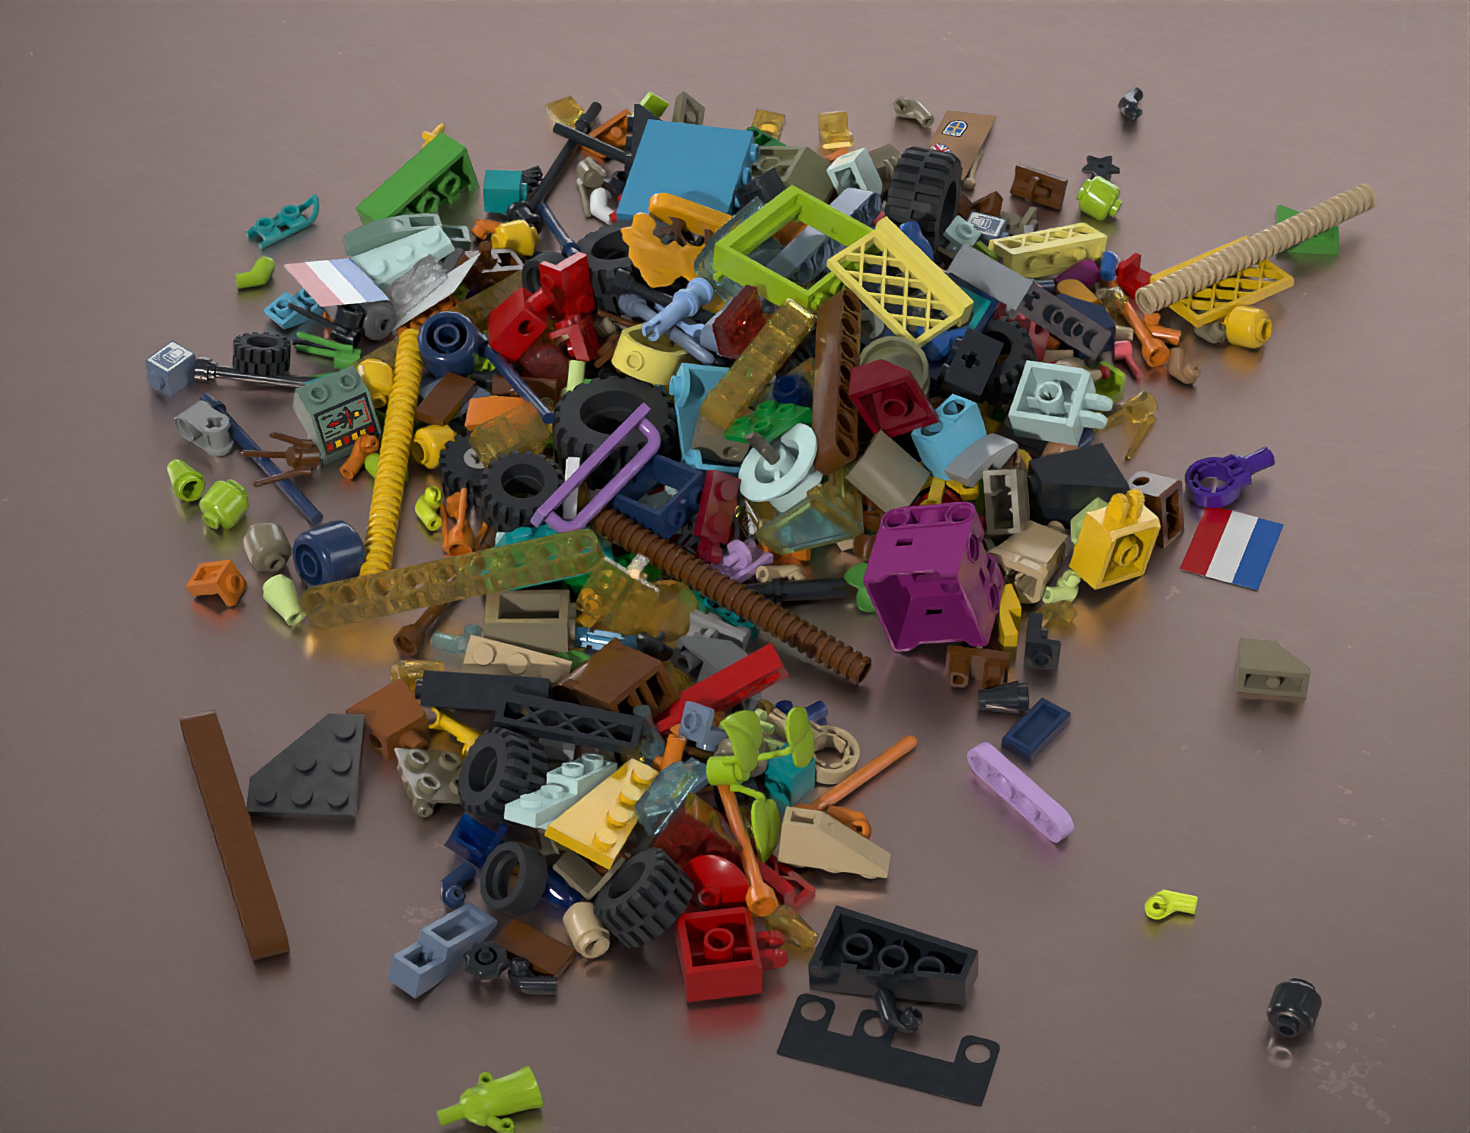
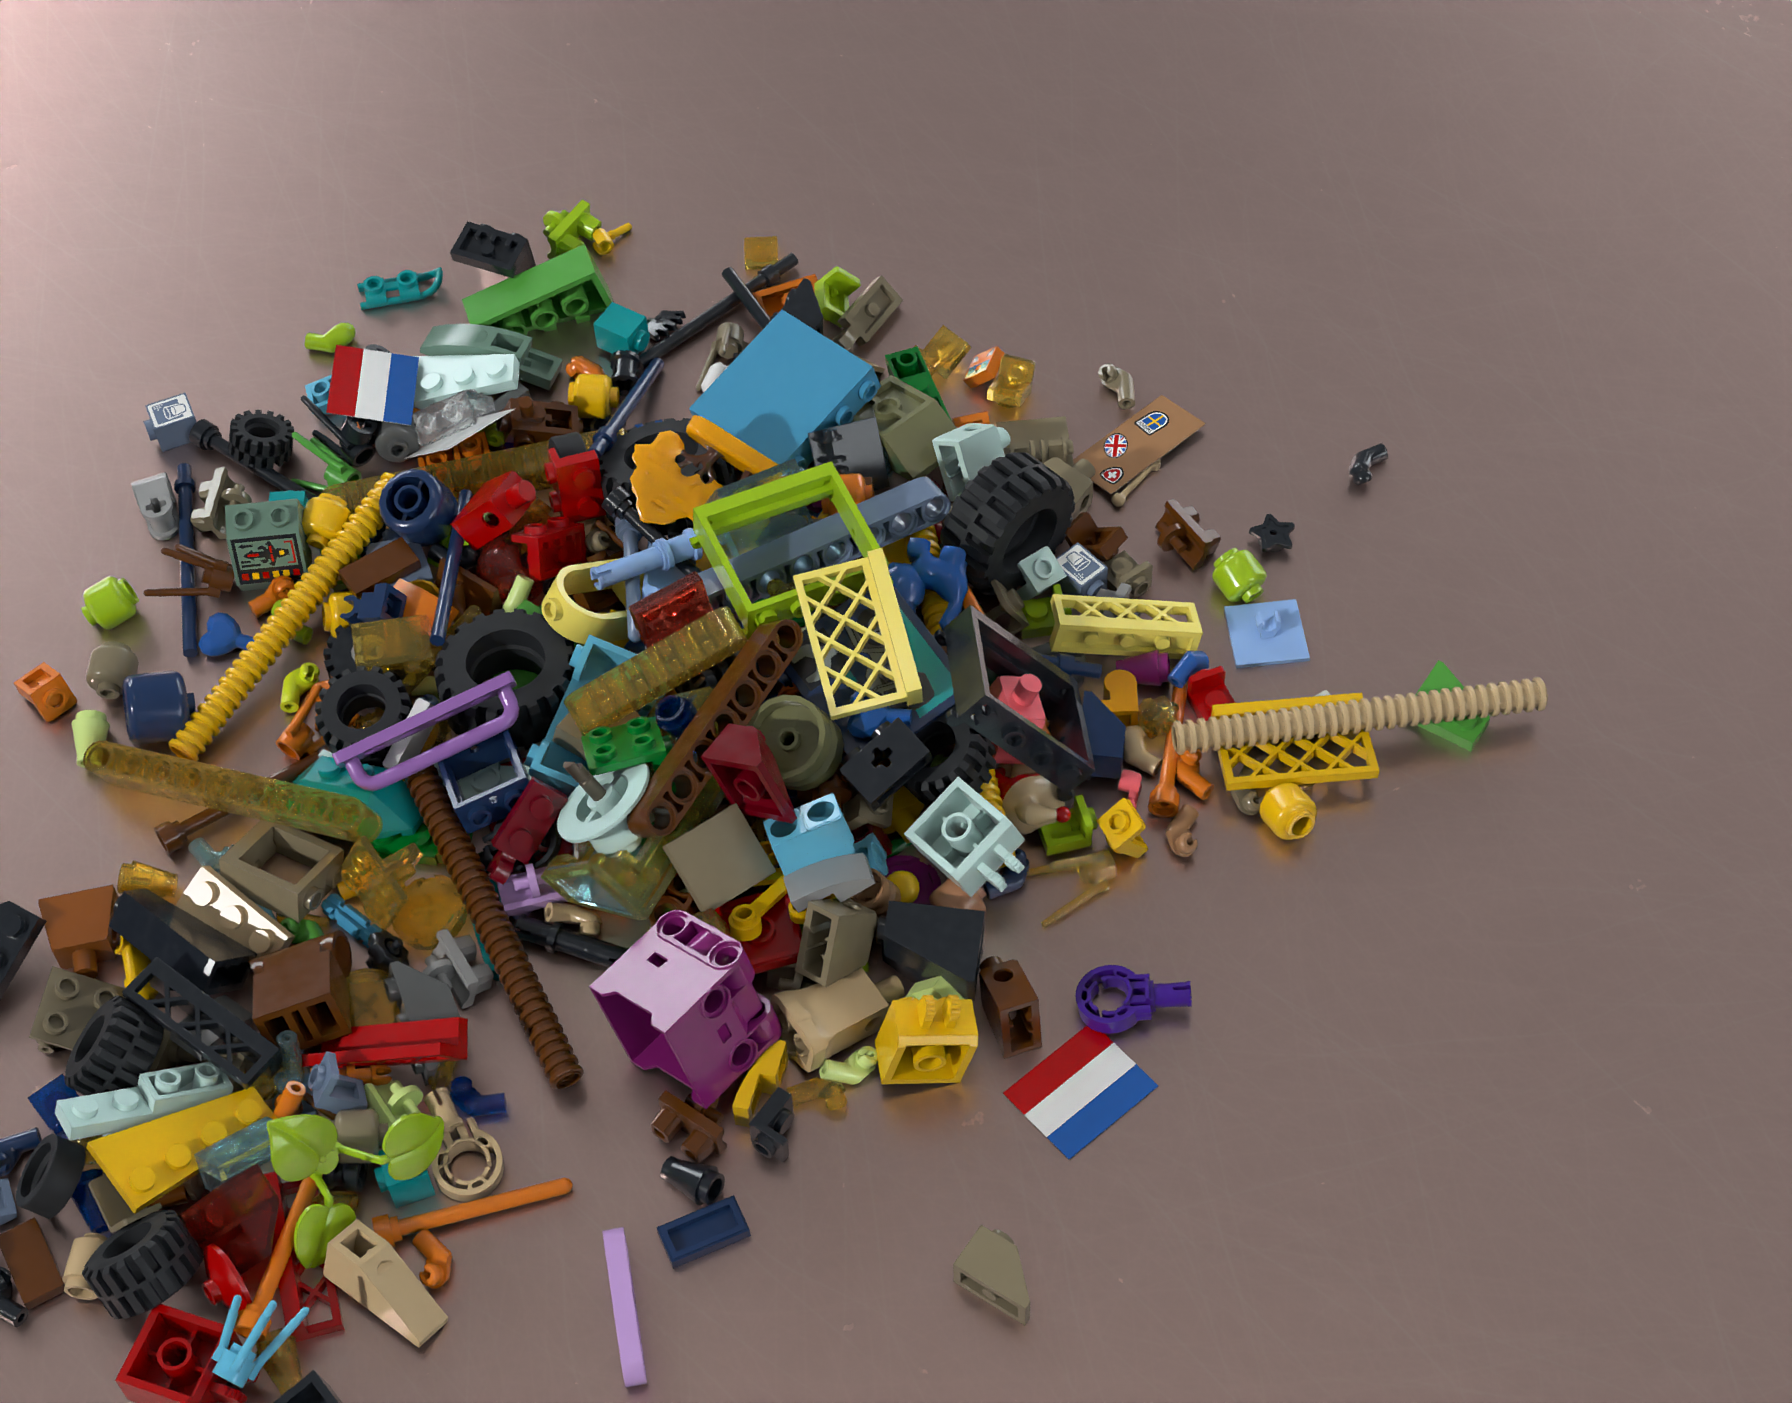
camera: 30 degrees right, 10 degrees up
(186, 481) = (98, 558): lime cone -> none
(272, 402) = (216, 495): none -> dark tan hips
(339, 497) = (222, 636): none -> blue rock
(361, 165) = (493, 250): none -> black bracket
(403, 140) = (564, 228): none -> lime hips
(471, 416) = (379, 605): none -> dark blue piece
(774, 922) = (237, 1363): none -> medium azure plant
(805, 129) = (983, 367): none -> orange tile
(1141, 231) = (1266, 633): none -> light blue piece
(1145, 372) = (1123, 829): none -> yellow bracket

